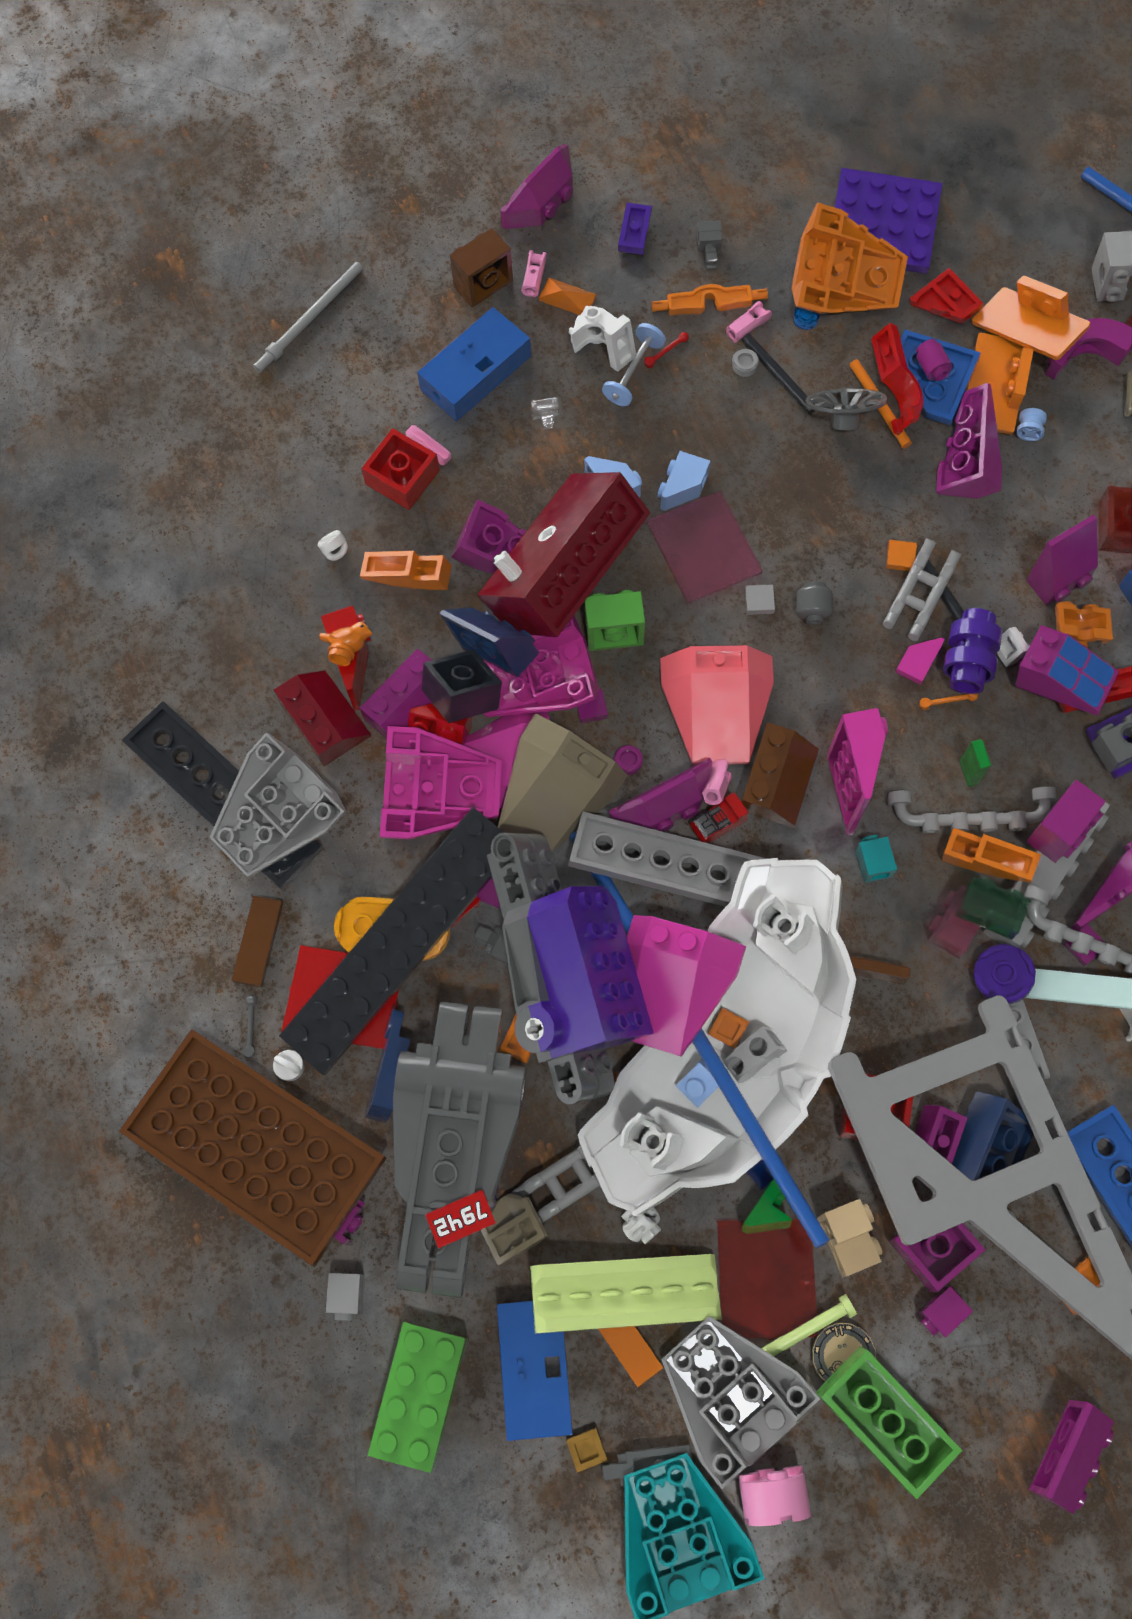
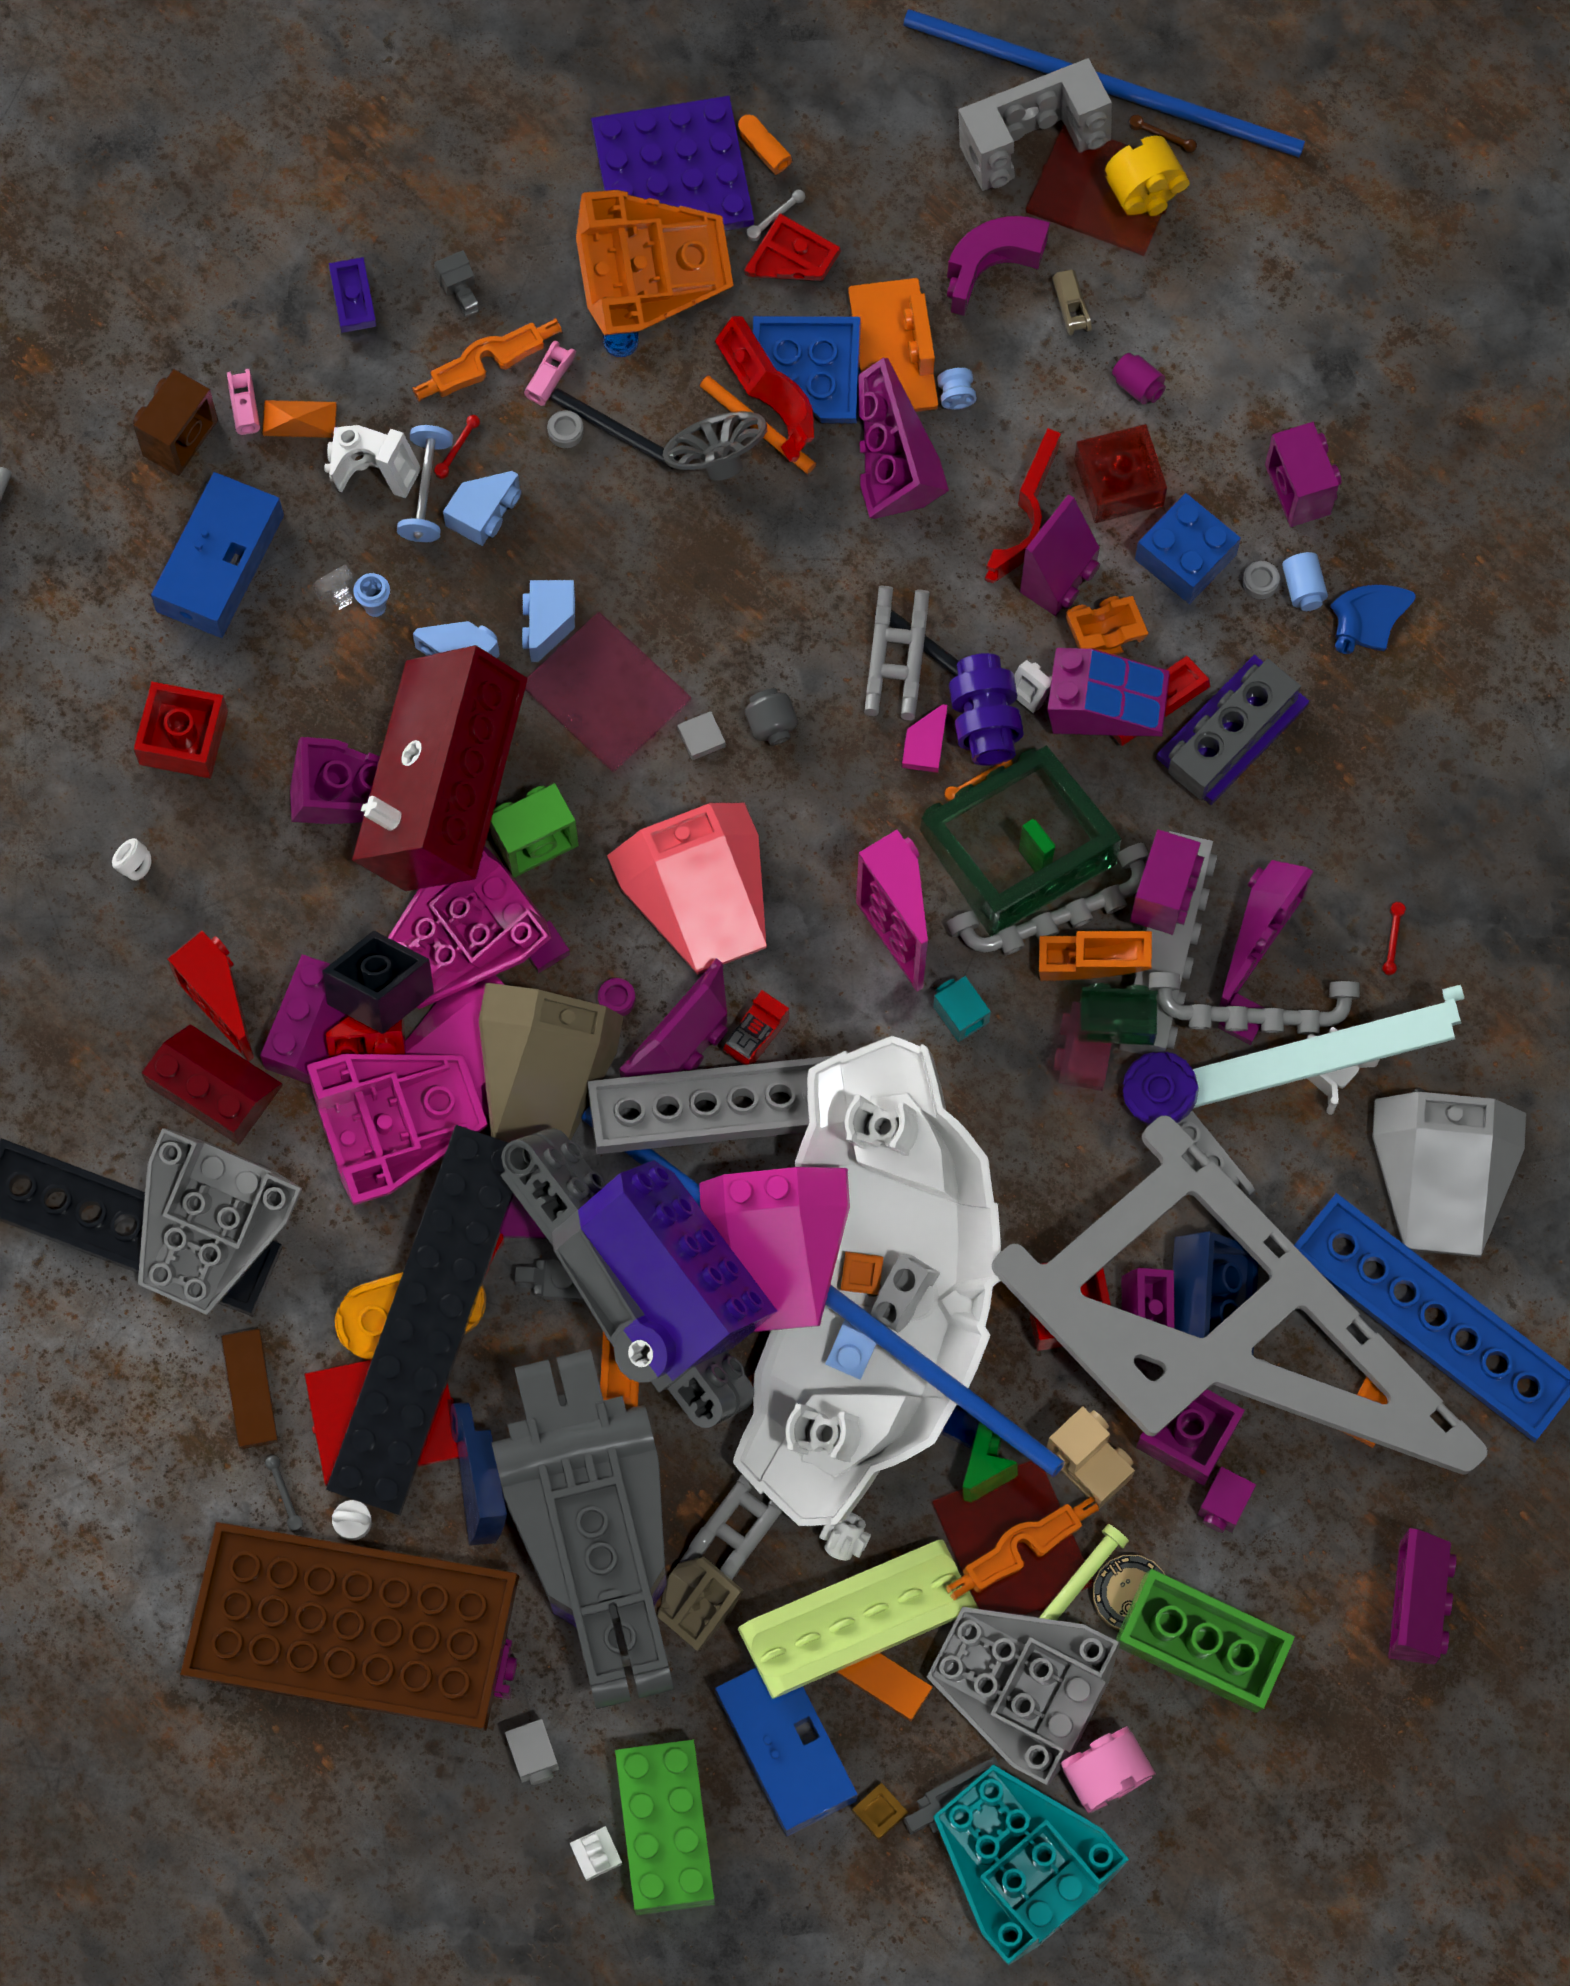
camera: 25 degrees left, 0 degrees up
(345, 642) = (217, 981): orange animal -> none
(361, 1393) = (596, 1853): none -> white tile
(406, 570) = (241, 858): orange slope -> none
(424, 439) = (188, 678): bright pink axle -> none
(460, 1219) = (639, 1599): red sticker -> none
(491, 639) = (390, 909): dark blue slope -> none
(540, 192) = (212, 287): magenta wedge -> none
(567, 422) = (372, 593): none -> light blue cone
(667, 391) = (480, 504): none -> light blue slope
(717, 782) = (737, 985): bright pink bar -> none
(756, 1289) = (1005, 1558): none -> orange piece
(779, 775) = (809, 948): reddish brown slope -> none
(880, 970) = (1014, 1139): reddish brown tile -> none
(900, 555) = (855, 616): orange tile -> none
(925, 276) = (754, 232): none -> light grey hinge
(933, 360) = (805, 349): magenta brick -> none
(934, 798) = (1046, 885): none -> clear green windscreen
(954, 221) = (764, 144): none -> orange bar
(1026, 553) = (1005, 560): none -> red piece
(1033, 318) = (909, 250): orange bracket -> none

